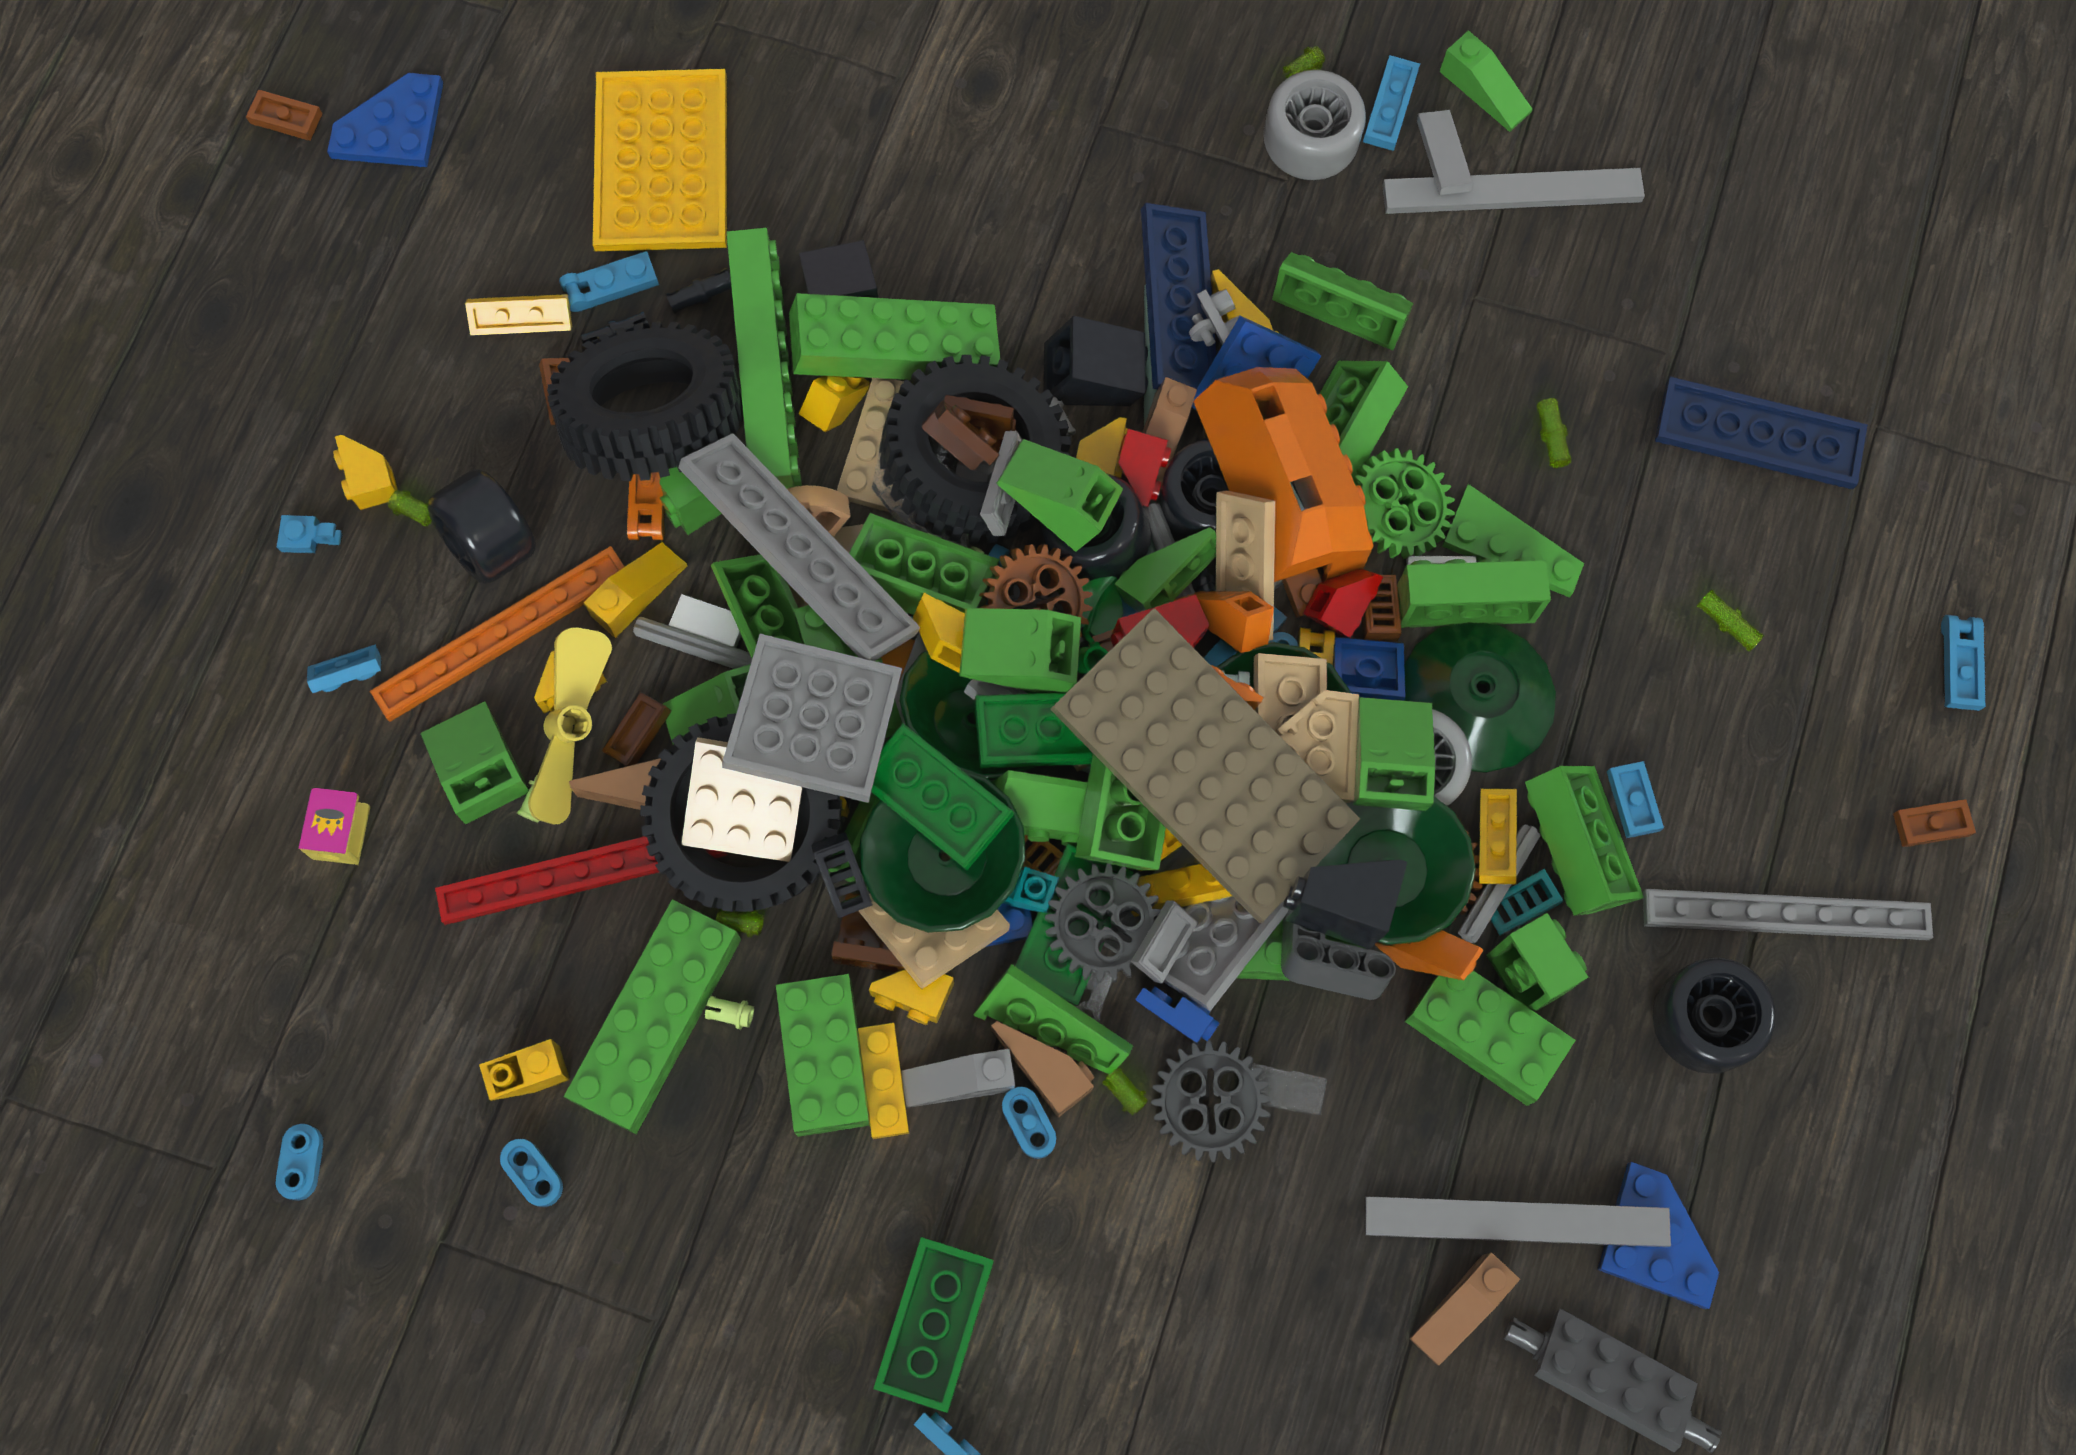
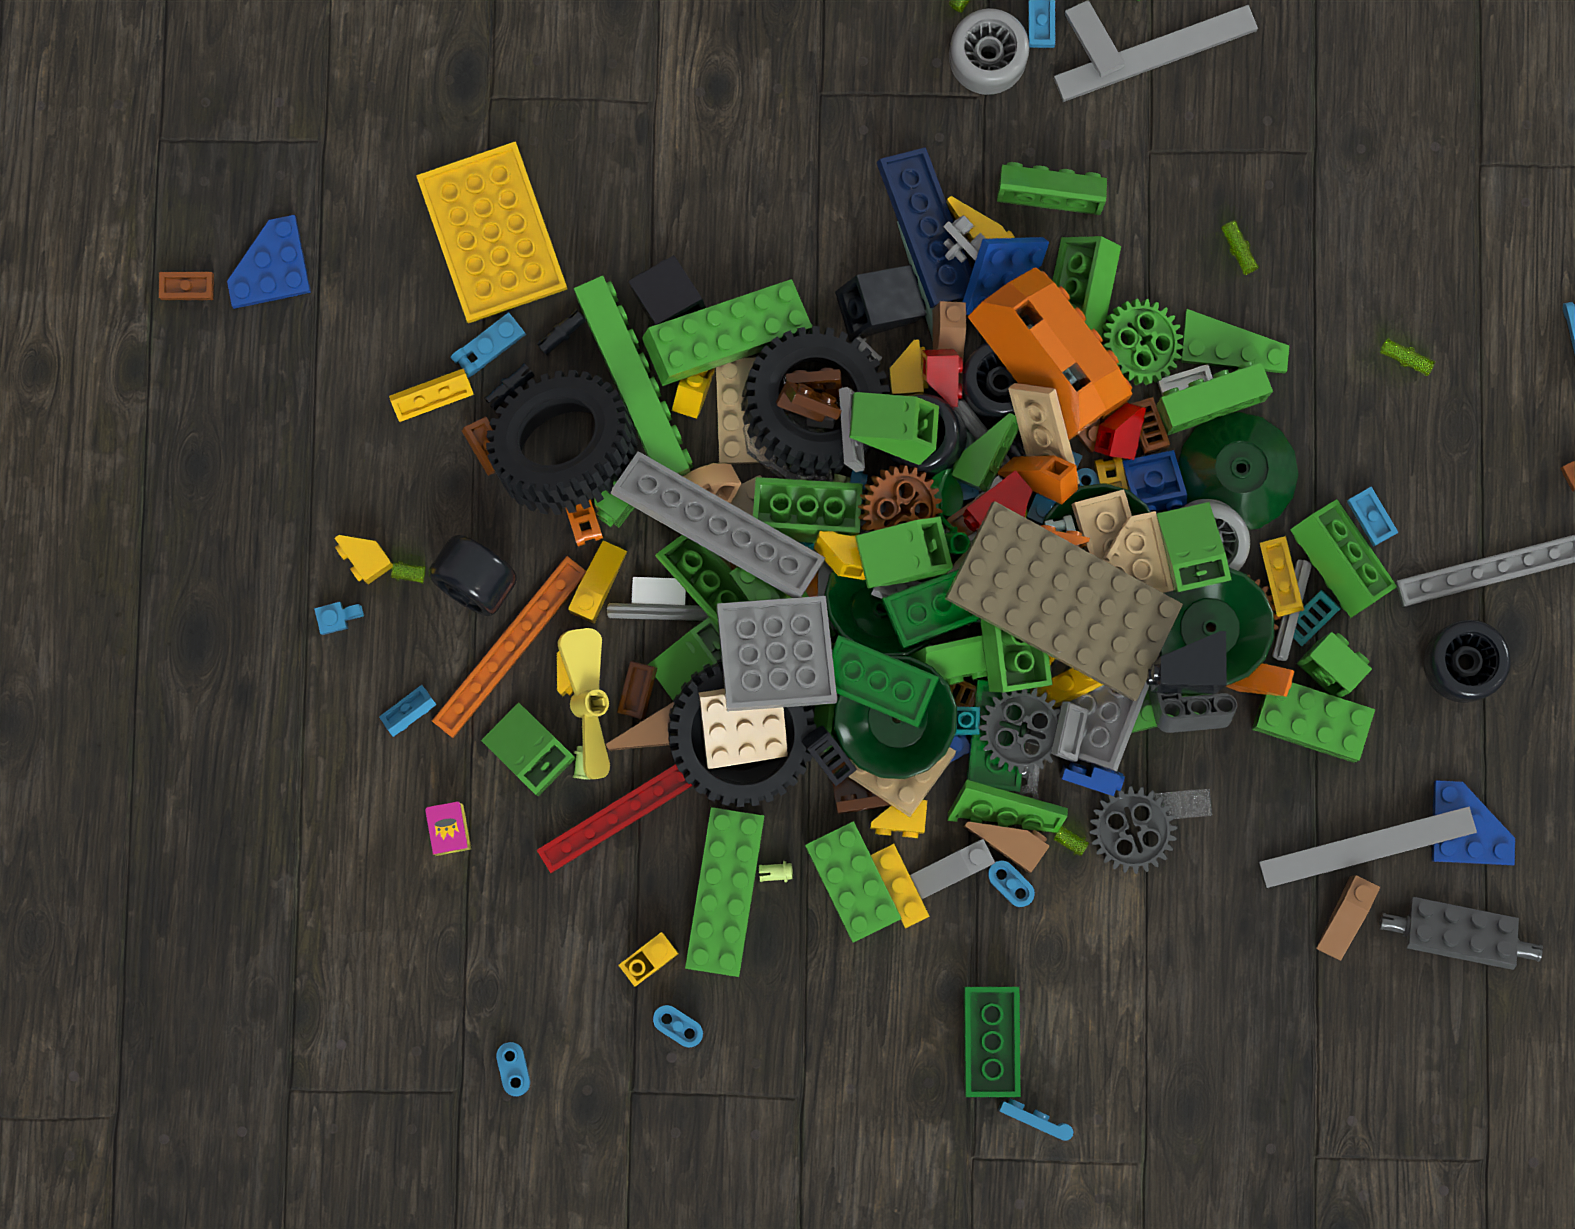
camera: 15 degrees left, 10 degrees up
(742, 921) = (764, 807): clear neon green pin -> none
(1761, 433) = (1394, 199): dark blue plate -> none

